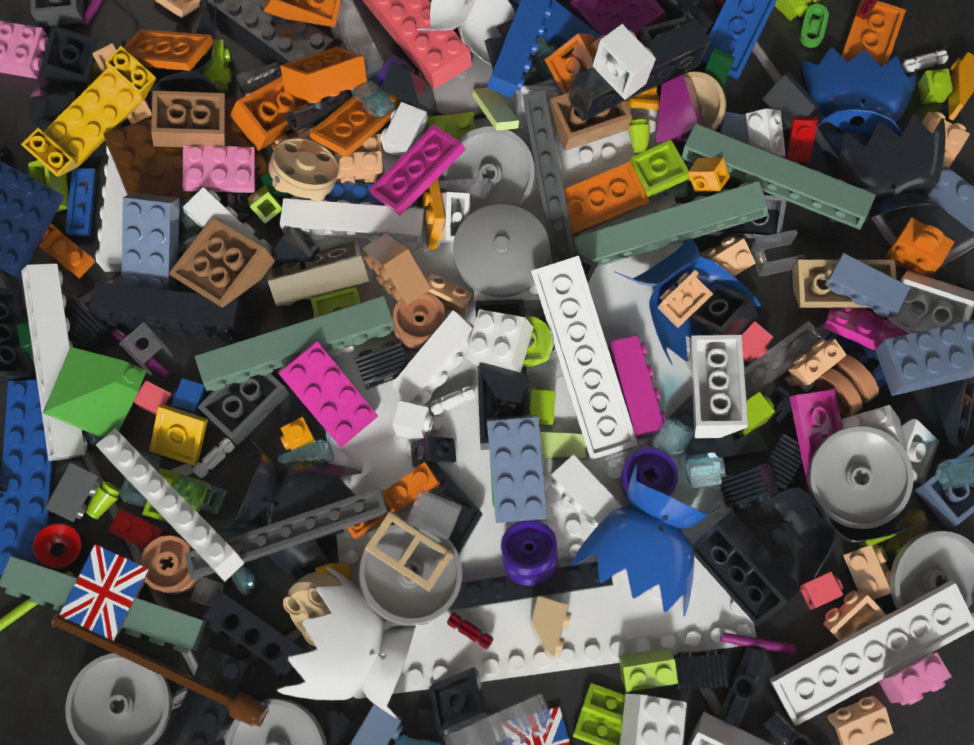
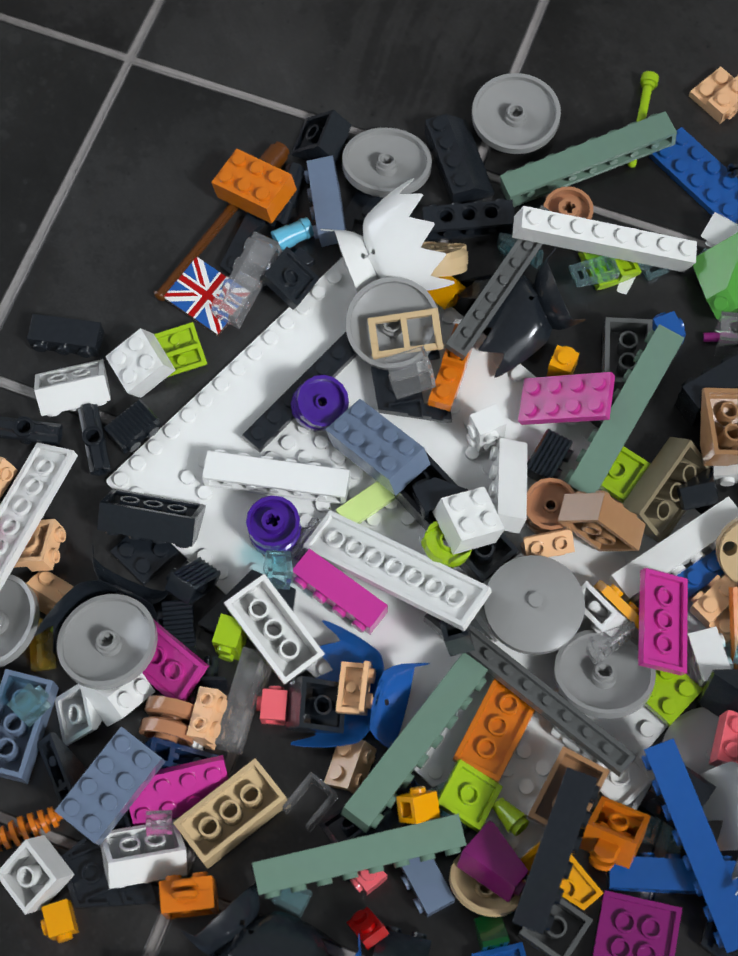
camera: 140 degrees right, 5 degrees down
(54, 535) = (660, 158): red piece -> none
(72, 492) = (680, 203): dark grey brick -> none
(99, 609) = (584, 148): flag -> none
(102, 499) = (658, 221): lime cone -> none
(135, 529) = (624, 217): red plate -> none
(151, 397) = (692, 309): coral brick -> none
(178, 434) = (649, 298): yellow plate -> none
(215, 456) = (611, 302): white axle -> none
(317, 452) = (538, 360): clear light blue slope -> none
(434, 450) = (451, 428): black bracket -> none
(452, 400) = (475, 472): white axle -> none
(470, 630) = (320, 330): dark red axle -> none
(495, 109) = (646, 728): yellowish green tile -> none
(543, 404) = (400, 520): lime brick -> none
(547, 624) = (265, 365): tan slope -> none
(623, 61) = (563, 811): white brick -> none
(633, 542) = (249, 459): blue piece -> none
(648, 669) = (172, 397): lime brick -> none
(703, 470) = (236, 565): clear light blue brick -> none
(757, 643) = (103, 478): magenta bar -> none
(766, 131) = (401, 904): white brick -> none
(821, 590) = (79, 550): coral brick -> none
(867, 286) = (209, 811): sand blue brick -> none

